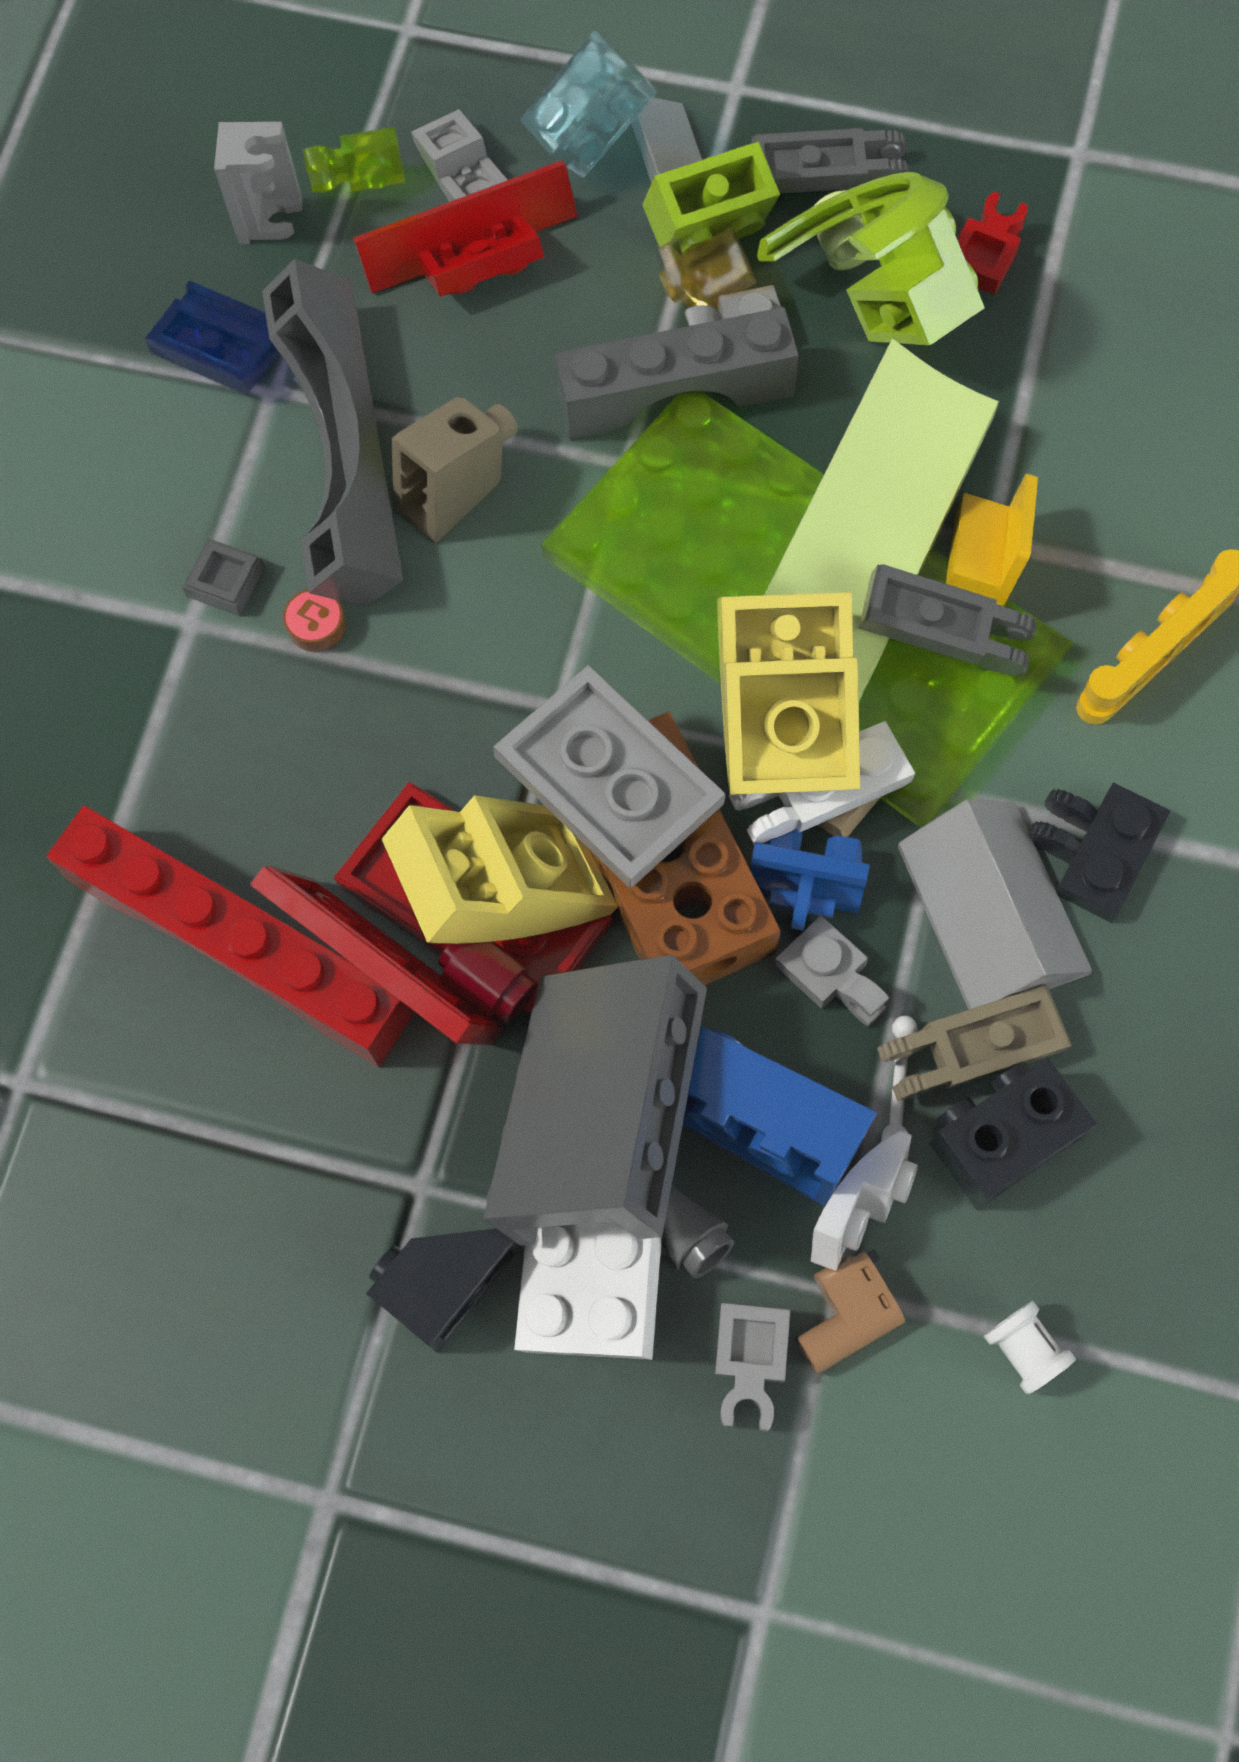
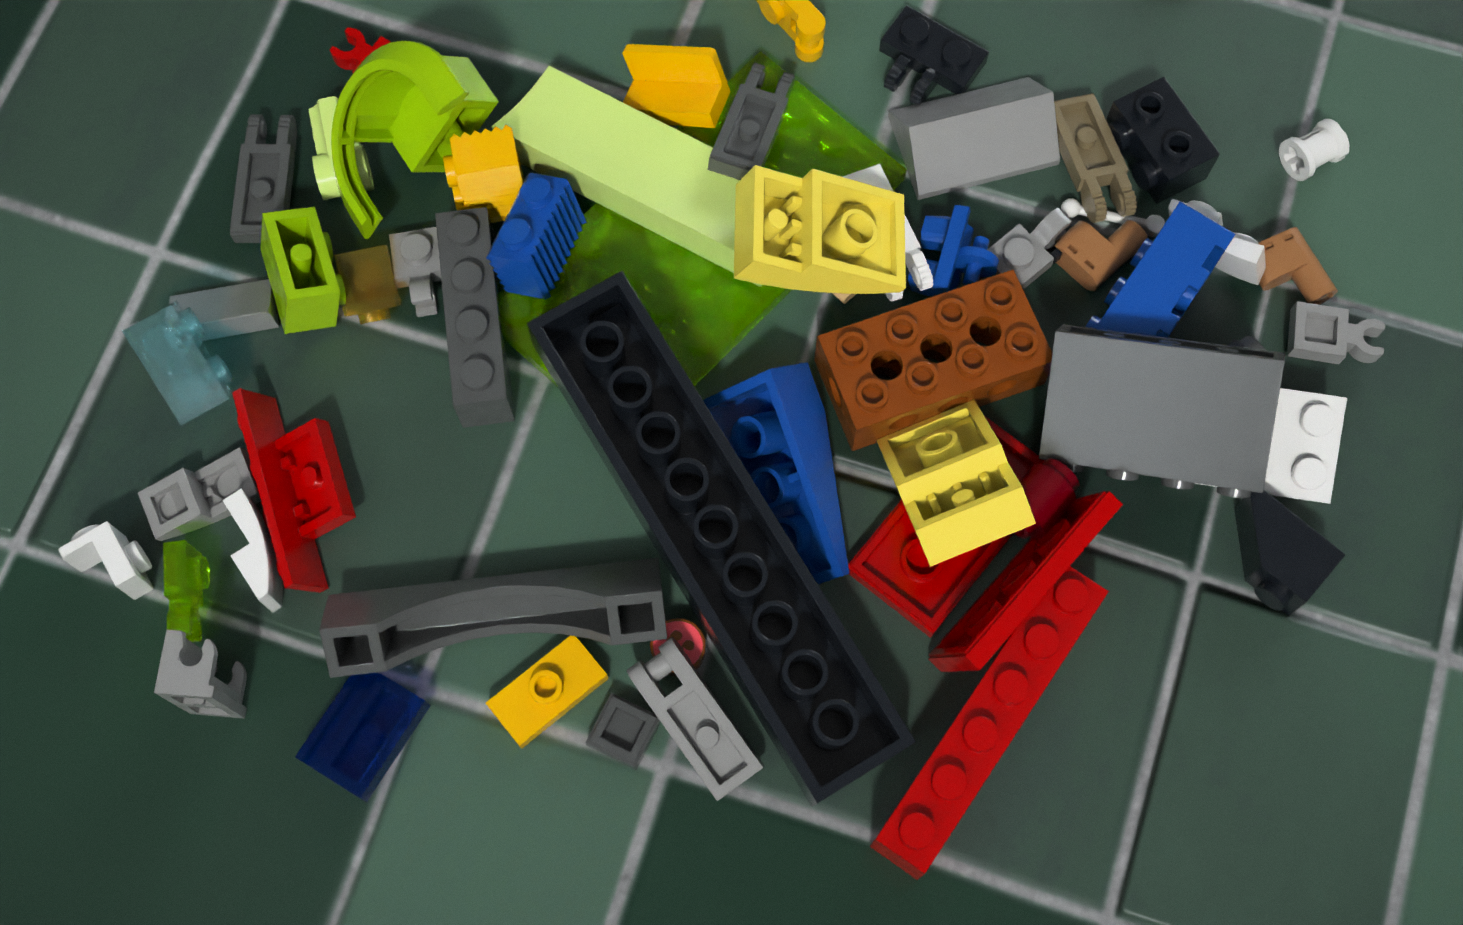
camera: 90 degrees left, 0 degrees up
(229, 633) = (696, 720): none -> light grey plate
(263, 499) = (547, 690): none -> yellow plate
(383, 208) = (257, 558): none -> white slope
(389, 98) = (123, 560): none -> white bracket
(417, 623) = (719, 539): none -> black brick
(448, 464) = (546, 509): dark tan torso -> none
(504, 699) = (785, 447): none -> blue wedge
(609, 776) = (888, 375): light grey plate -> none
(768, 410) = (536, 236): none -> blue brick
(835, 1048) = (1091, 256): none -> medium nougat piece
(840, 354) = (484, 171): none -> yellow brick

